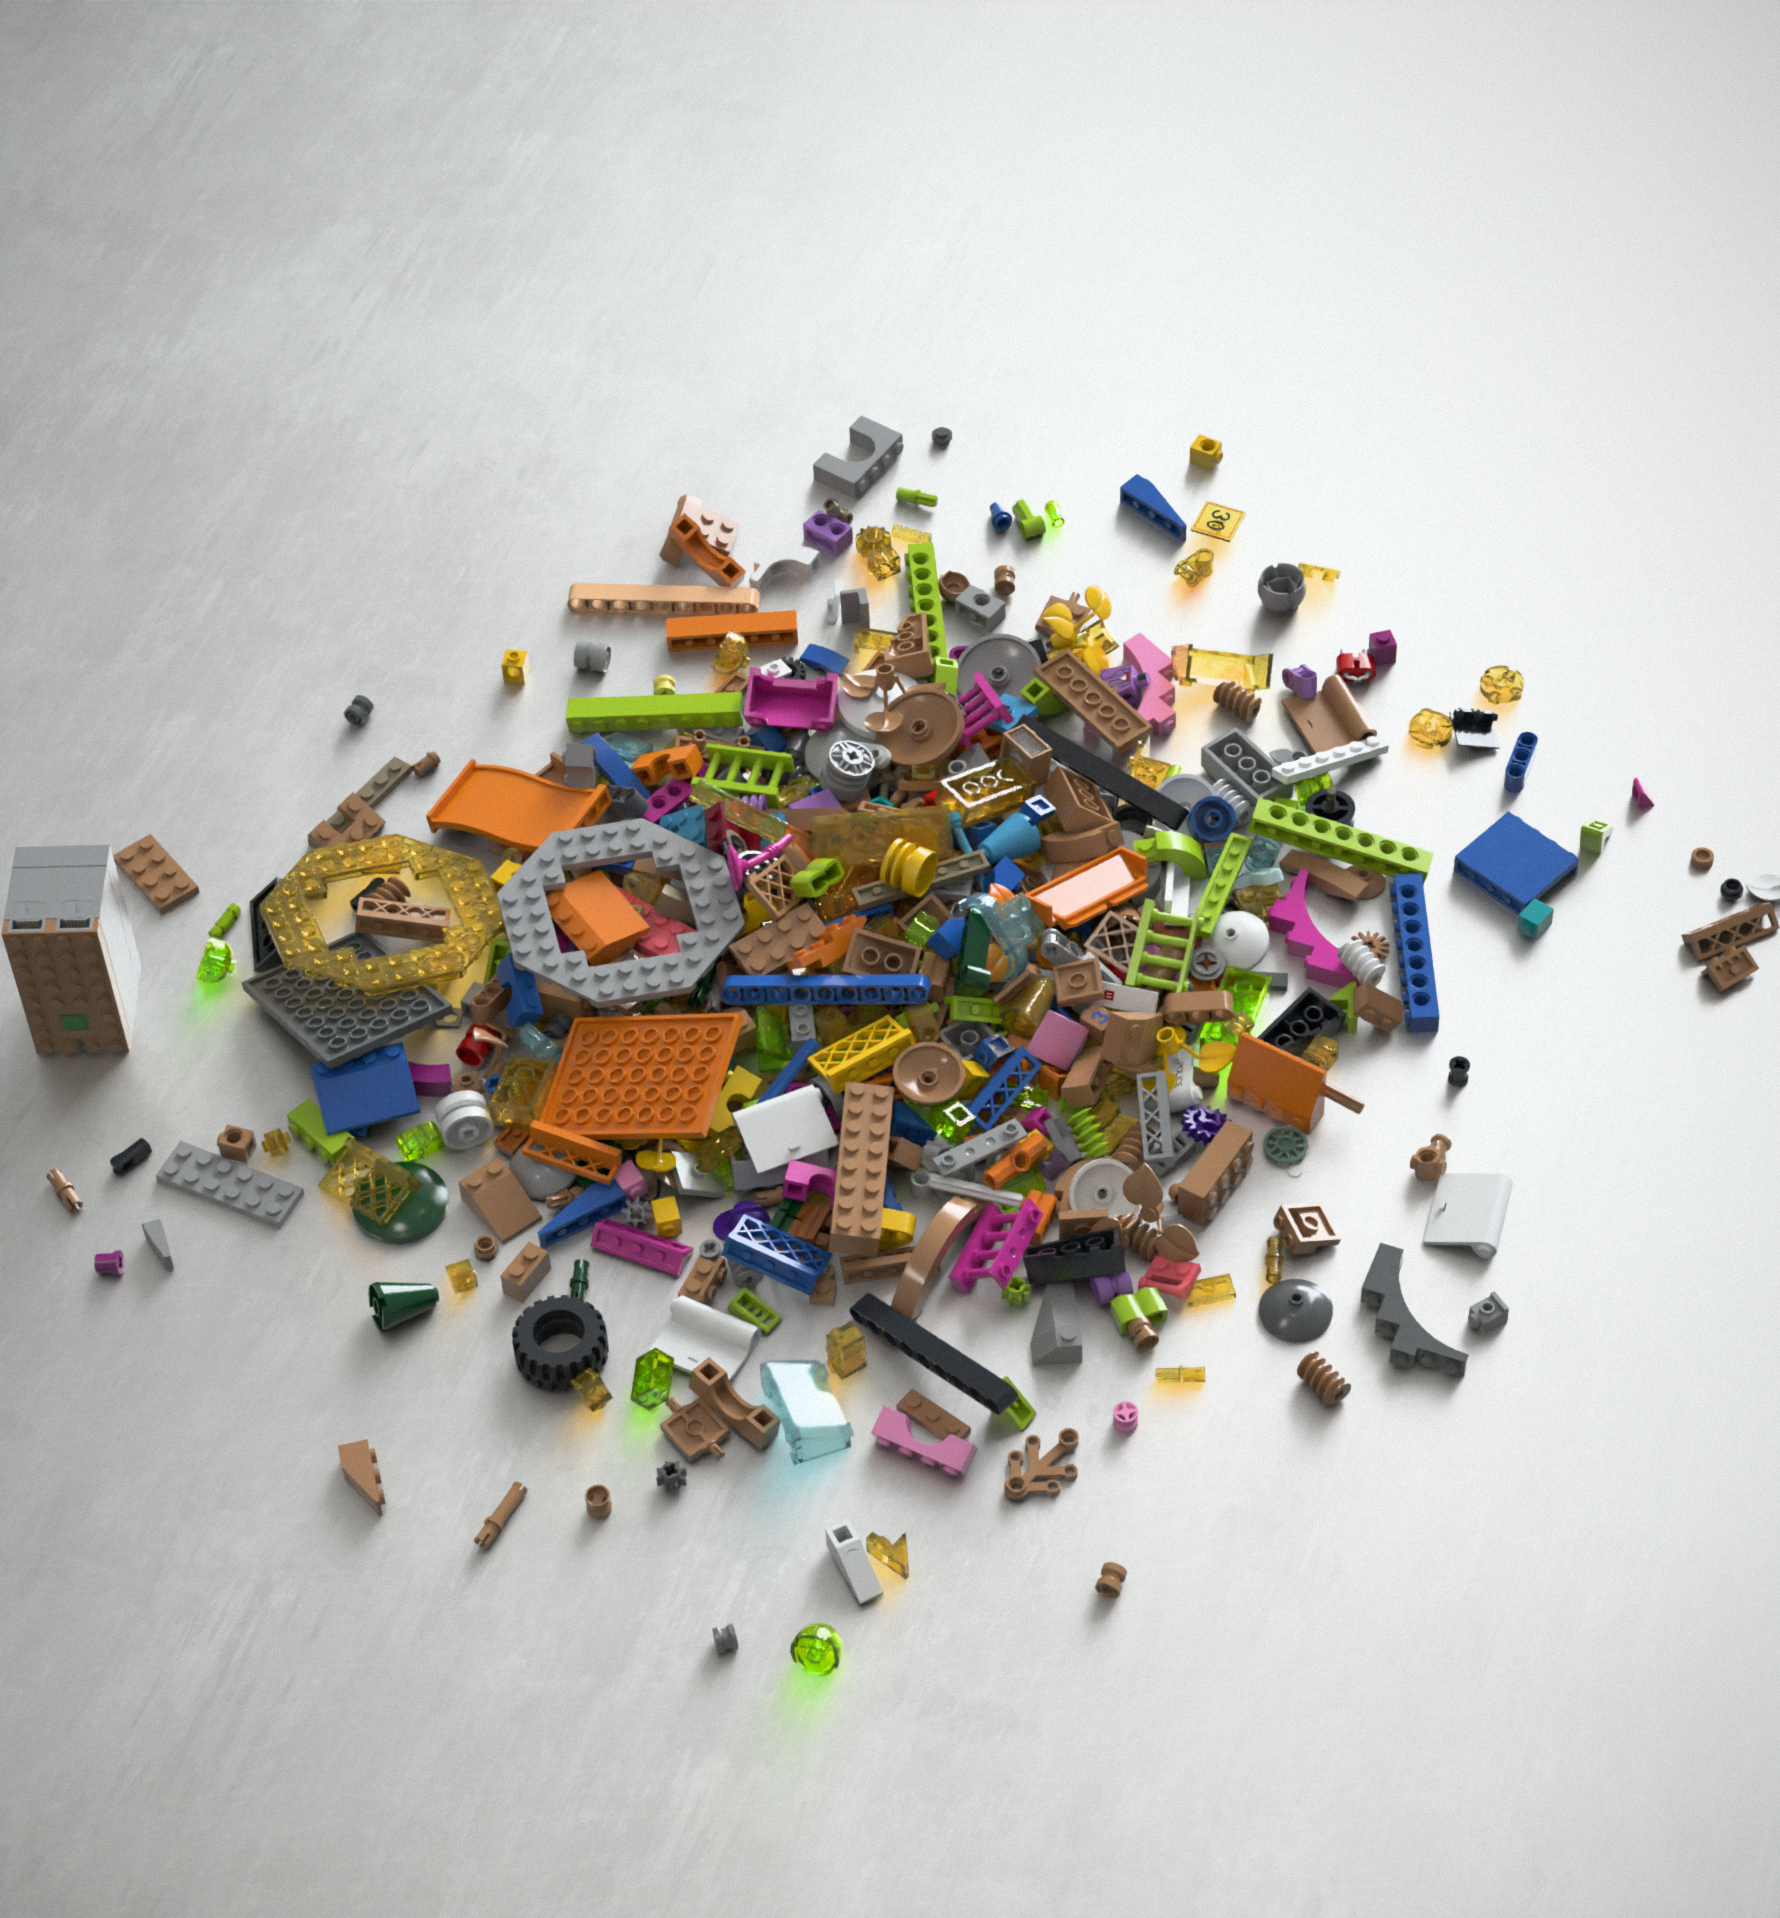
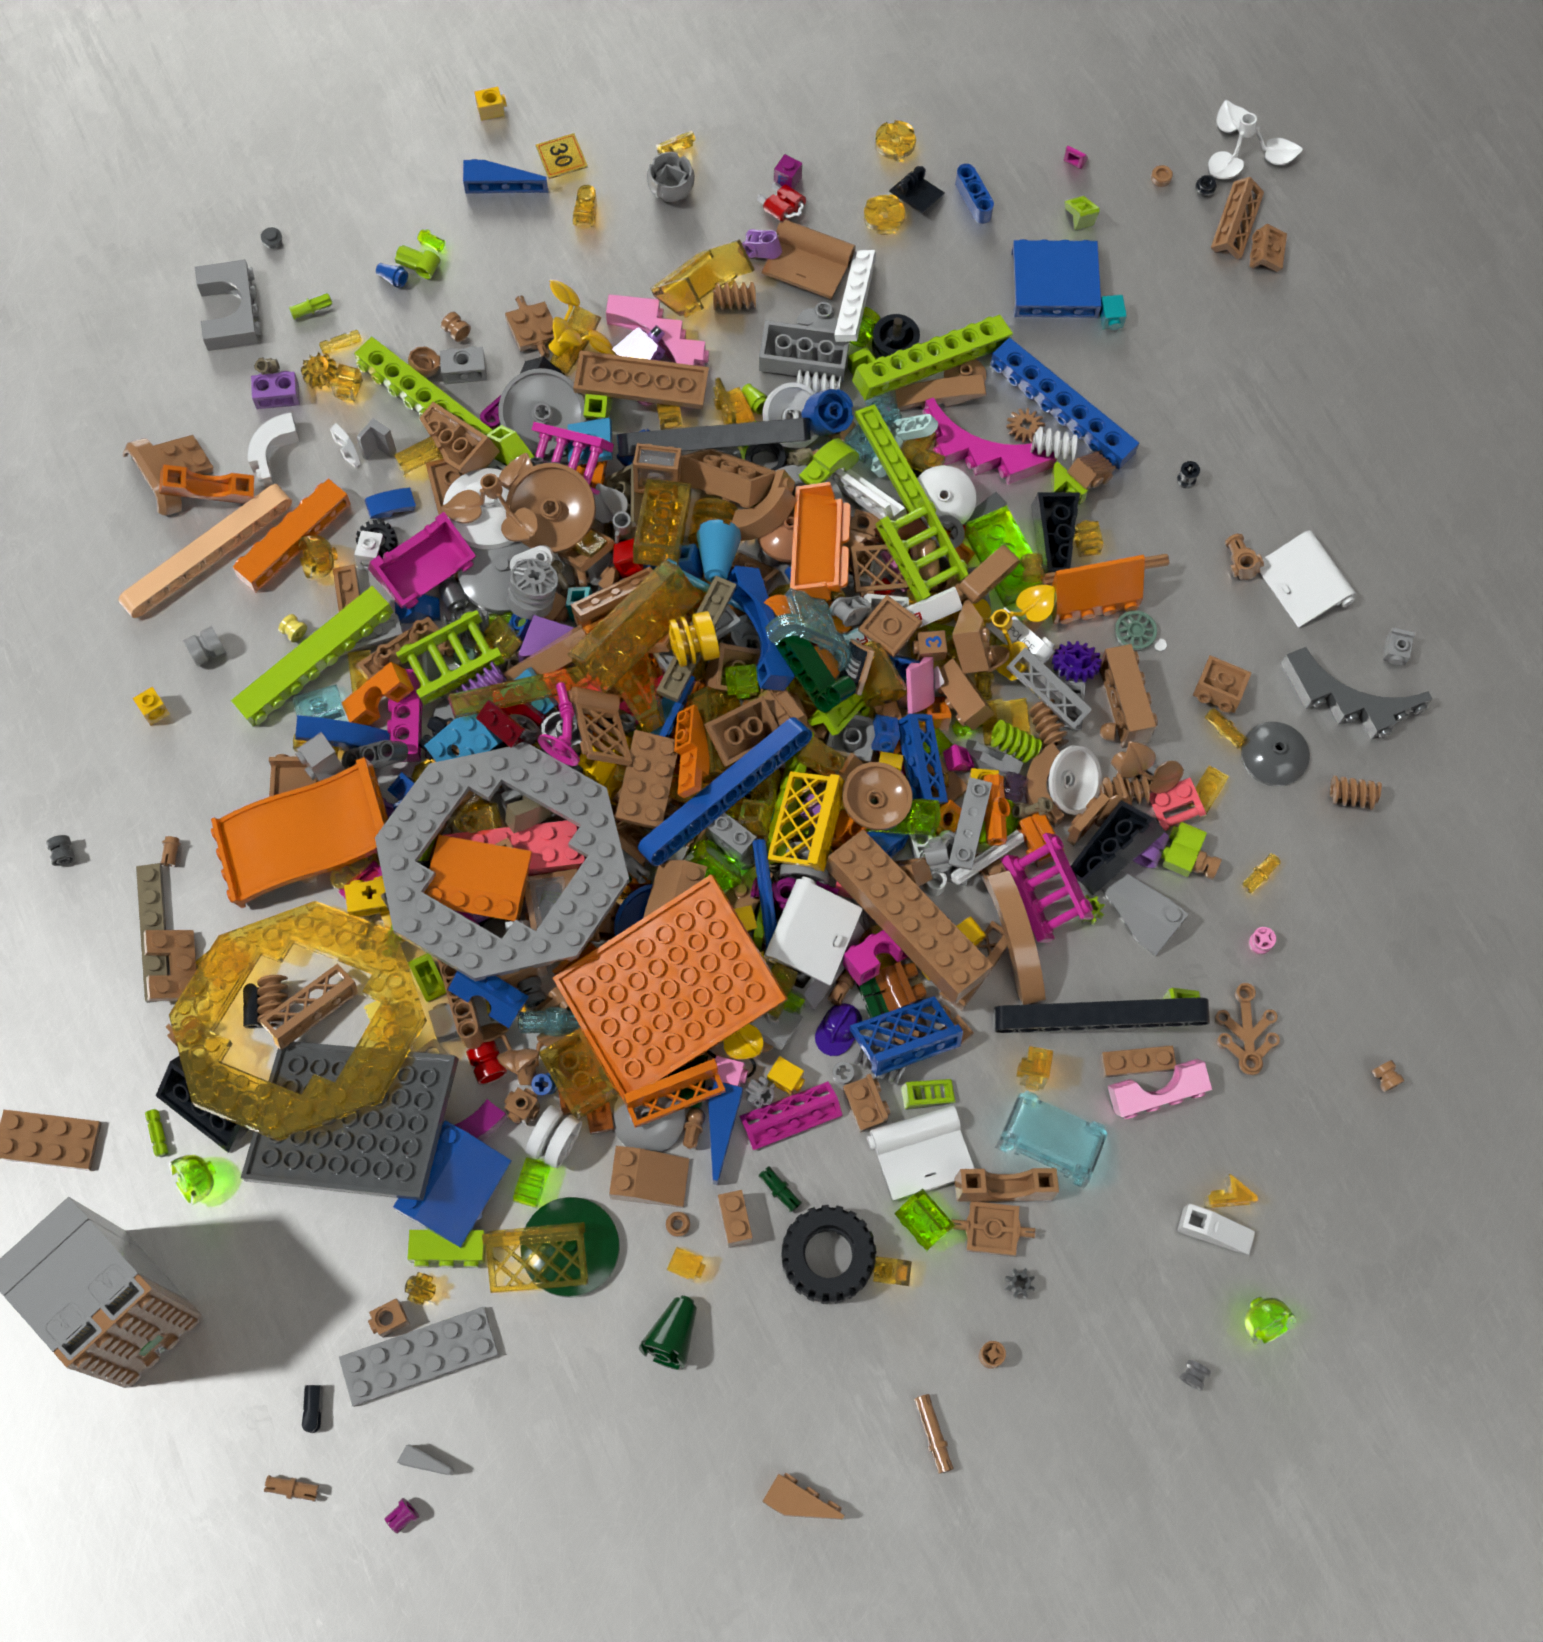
camera: 50 degrees left, 20 degrees up
(817, 877) = (624, 703): lime brick -> none
(1037, 809) = (714, 507): blue bracket -> none
(1049, 1186) = (1023, 811): none -> dark tan bar
(1094, 743) = (669, 416): none -> clear yellow brick

